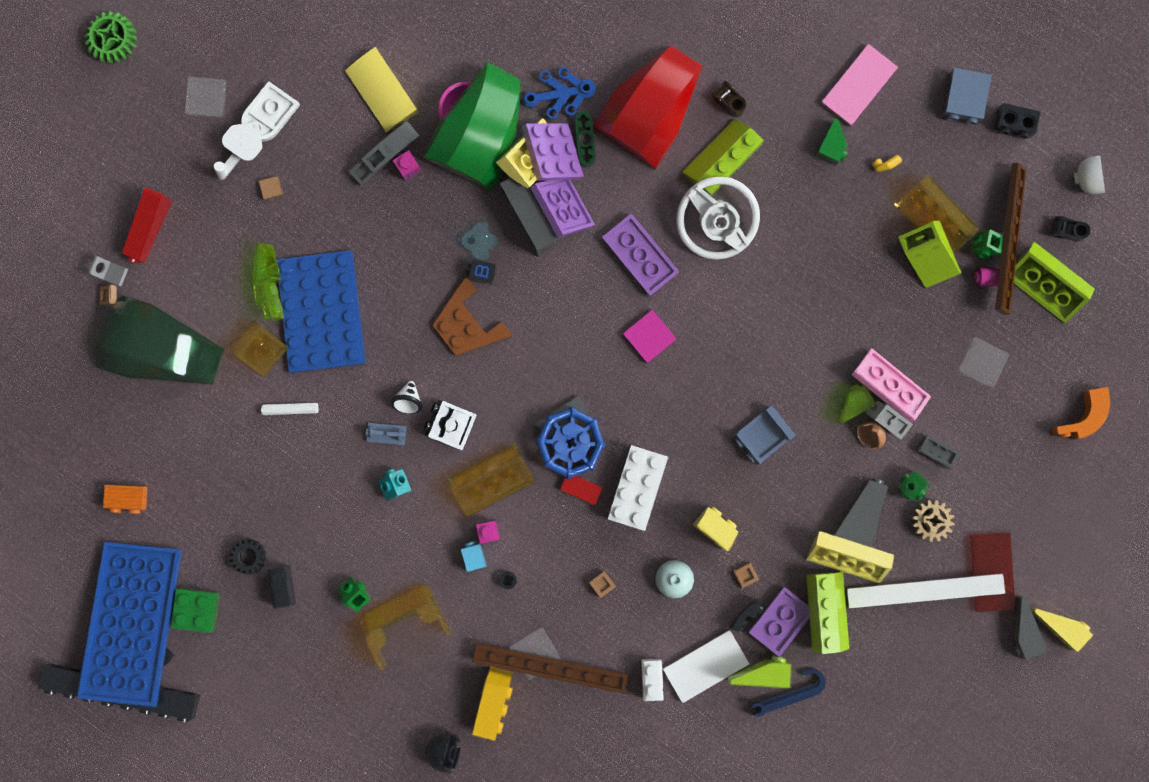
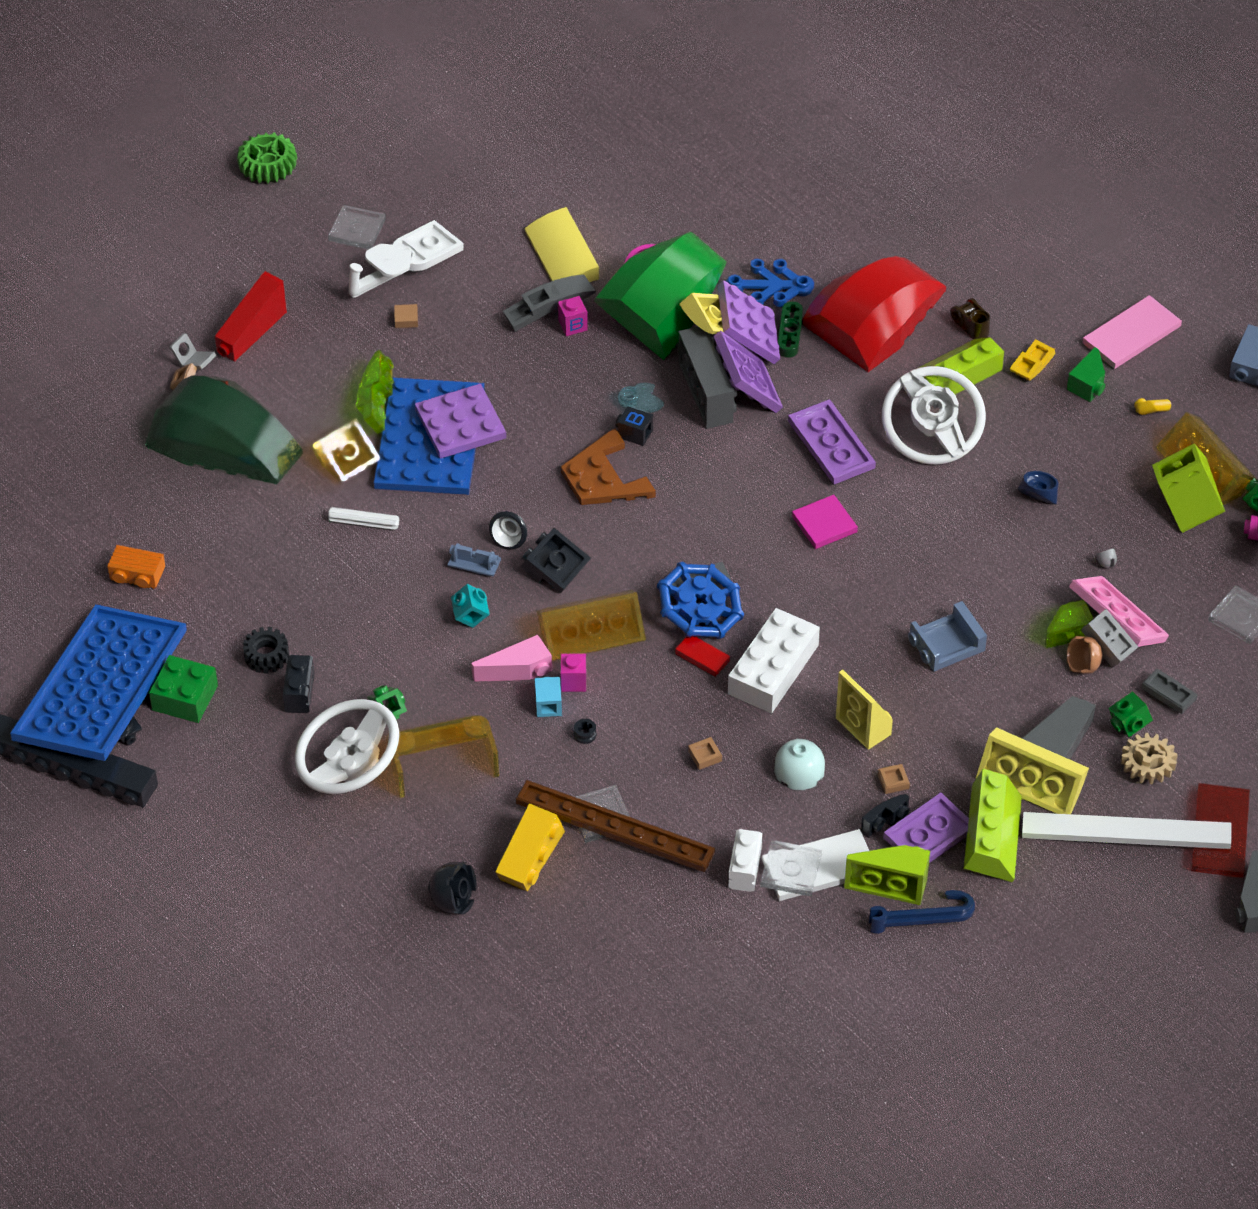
camera: 15 degrees right, 35 degrees down
(331, 656) = (353, 753): none -> white piece
(342, 300) = (460, 421): none -> medium lavender plate
(446, 527) = (518, 662): none -> bright pink slope
(687, 679) = (791, 868): none -> clear tile
(784, 133) = (1033, 360): none -> yellow slope
(811, 268) = (1040, 486): none -> dark blue piece
(873, 328) = (1107, 558): none -> light grey hinge

